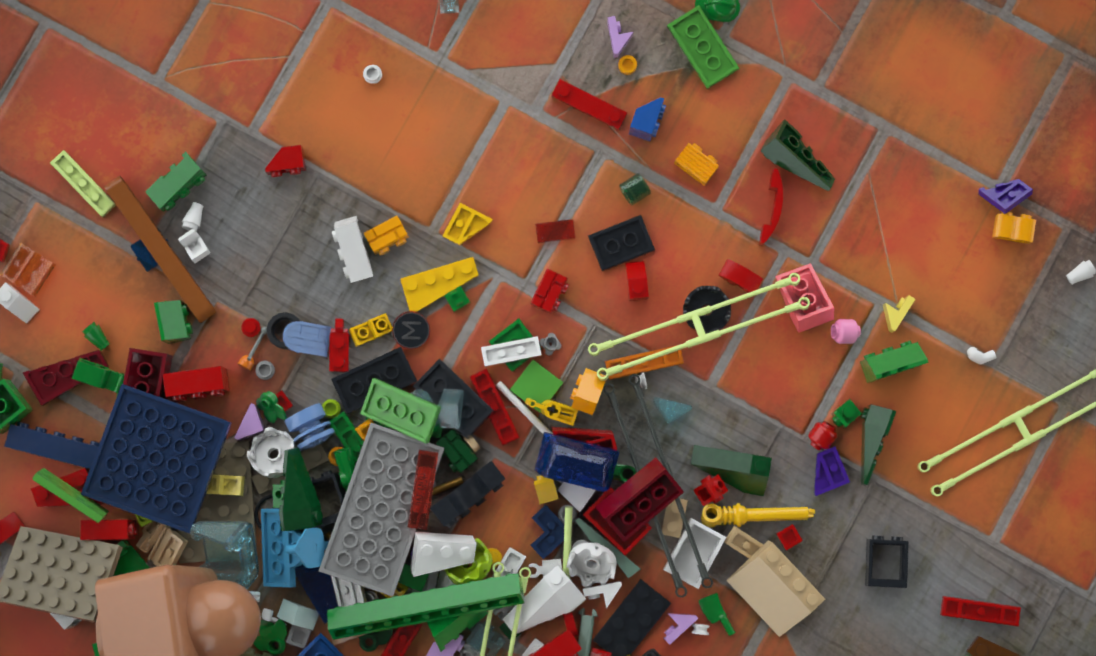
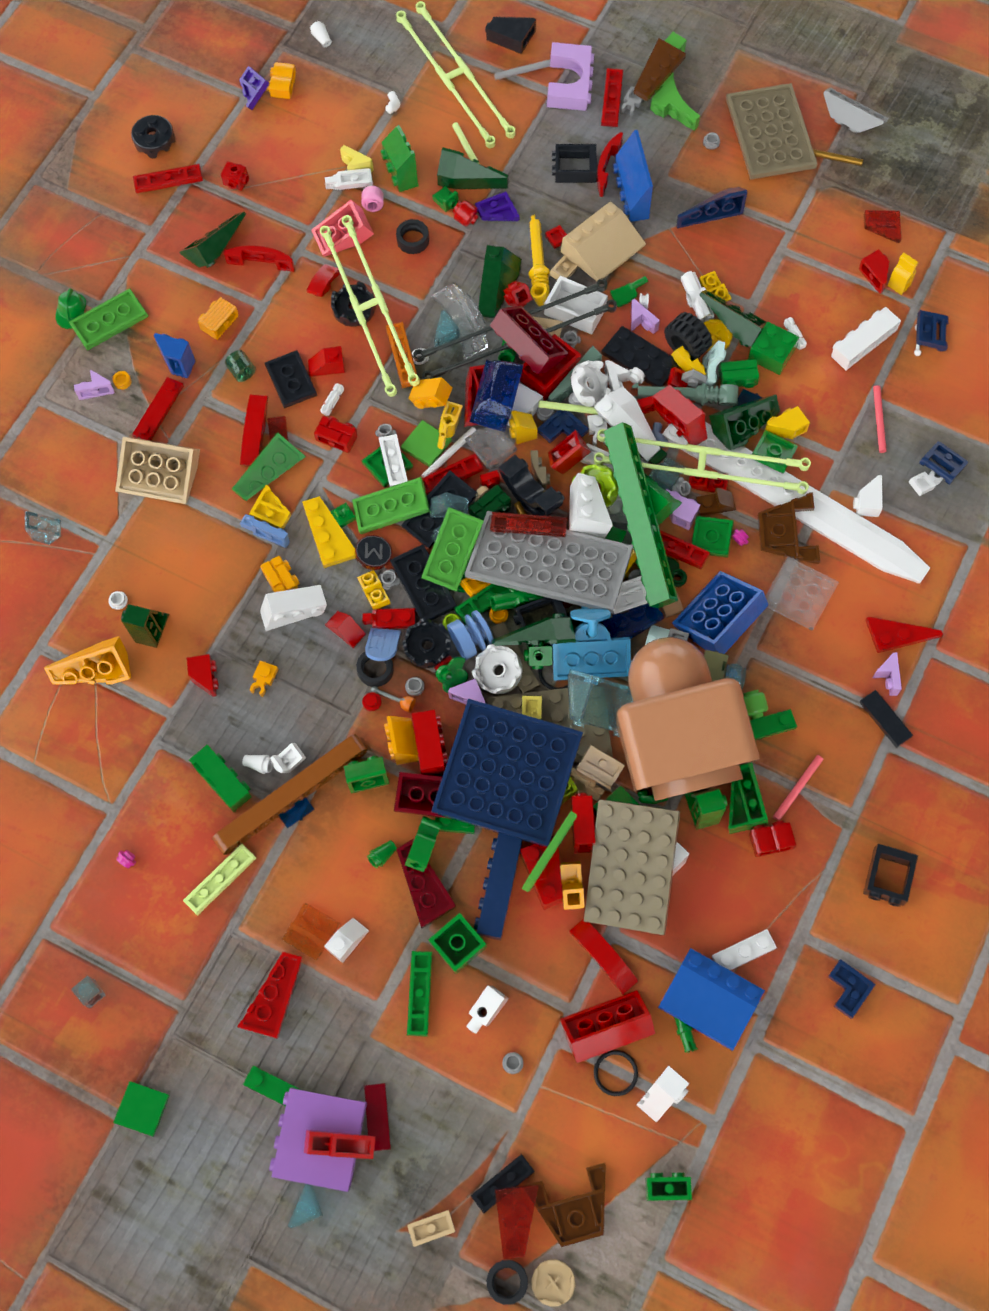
camera: 90 degrees left, 15 degrees down
(49, 516) = (572, 885): none -> light orange brick
(105, 95) = (126, 859): none -> dark pink plate
(204, 355) = (402, 738): none -> light orange slope
(285, 221) = (263, 676): none -> light orange plate
(297, 373) = (425, 631): none -> black plate
(306, 61) = (95, 664): none -> light orange wedge
(330, 300) = (345, 628): none -> red slope
(339, 103) = (144, 624): none -> dark green wedge
(384, 339) = (388, 574): none -> light grey plate
(442, 218) = (265, 531): none -> medium blue hinge
(461, 348) = (391, 505): none -> bright green tile
(486, 452) = (490, 479): none -> red plate
(489, 506) = (538, 471): none -> dark tan slope
(513, 220) = (269, 465): none -> green wing
(514, 534) = (568, 453): none -> red slope
(516, 106) = (156, 469): none -> tan slope
(523, 453) = (491, 446): none -> clear brick
(531, 633) = (656, 430): none -> sand blue arm
(557, 205) = (253, 428): none -> red slope
(593, 287) = (332, 399): none -> white axle
(606, 614) = (636, 375): none -> white plate
(651, 545) = (570, 335): none -> light grey plate
(681, 434) = (466, 317): none -> clear windscreen
(795, 361) = (415, 247): none -> black tyre
(854, 627) = (633, 179): none -> blue slope
(874, 307) = (349, 179): none -> white hinge
(882, 103) = (167, 178): none -> red plate
(884, 173) = (234, 176): none -> red brick
(907, 608) = (610, 149): none -> red slope
(915, 440) = (464, 142): none -> yellowish green bar
(934, 95) = (154, 143): none -> black plate
(973, 633) = (631, 101): none -> light grey plate
(1026, 512) = (523, 69): none -> light grey bar
(1034, 575) = (573, 95): none -> lavender arch
(1077, 496) = (511, 32): none -> black slope

